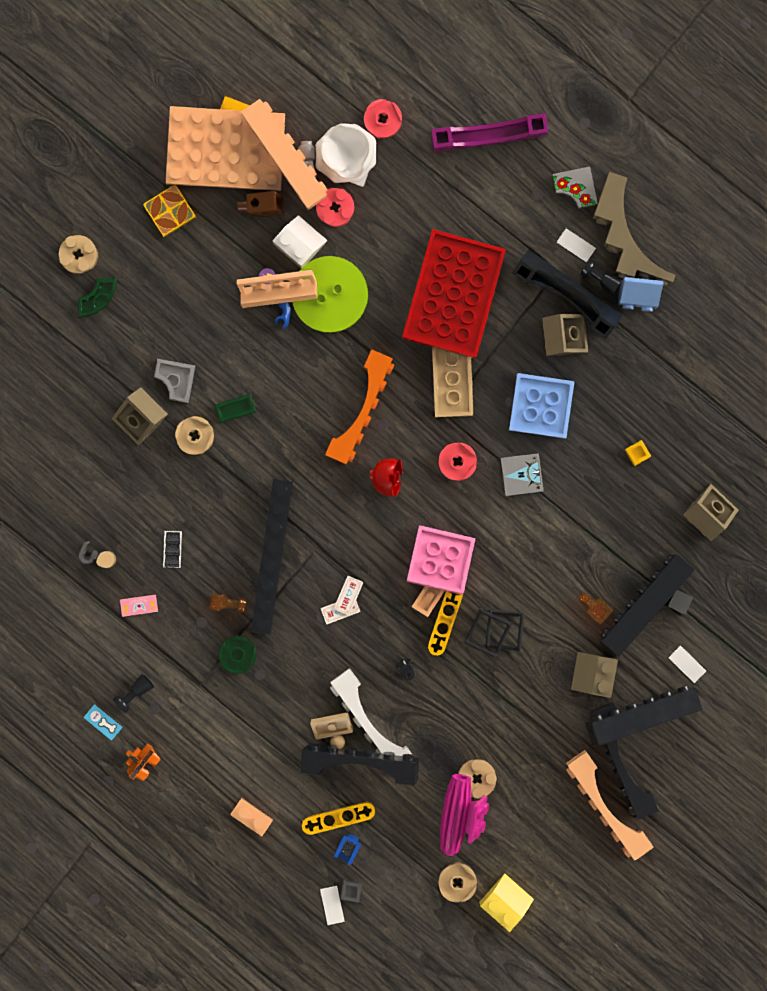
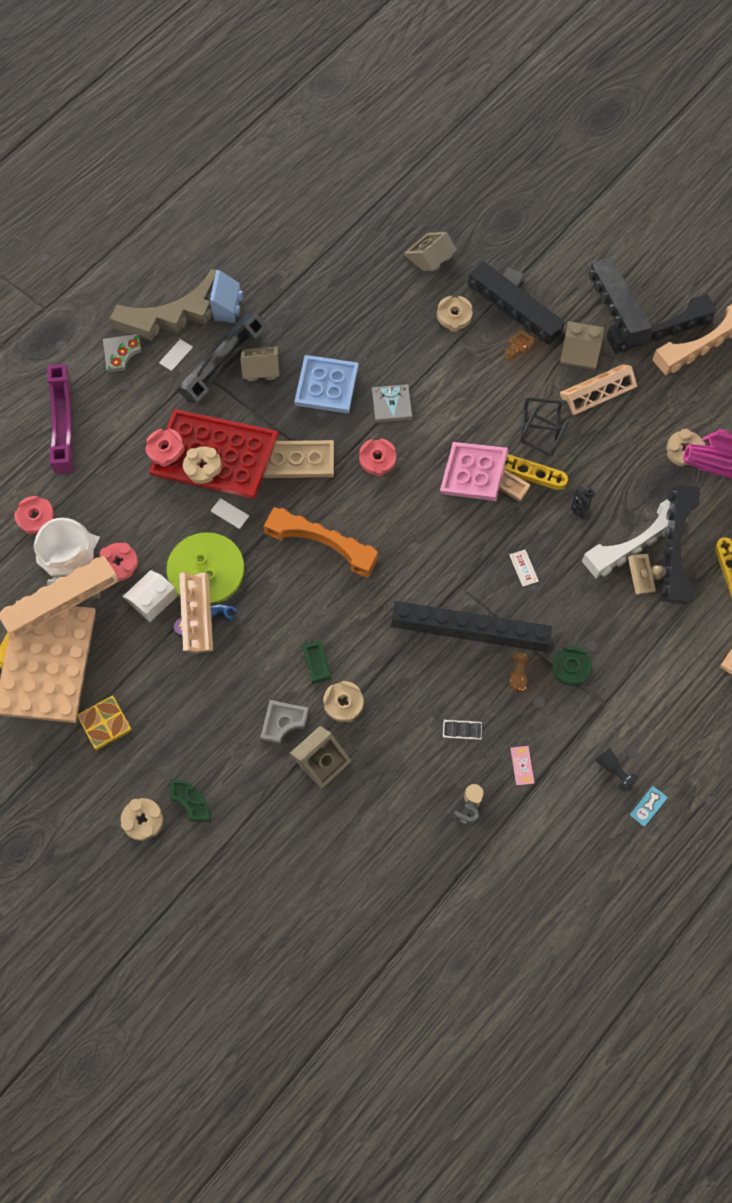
camera: 85 degrees left, 20 degrees down
(138, 760) = (689, 764): orange hips -> none
(270, 204) = (107, 617): reddish brown torso -> none
(348, 595) = (509, 559): white sticker -> none
(386, 476) = (391, 516): red cylinder -> none
(392, 314) = (229, 513): none -> white sticker
(428, 290) = (195, 457): none -> tan plate
(457, 232) = (168, 455): none -> coral plate
(547, 690) = (602, 380): none -> light nougat fence
(607, 281) = (212, 326): black piece -> none
(633, 550) = (451, 321): none -> tan plate
(637, 453) = (374, 309): yellow tile -> none
(687, 664) = (569, 276): white sticker -> none

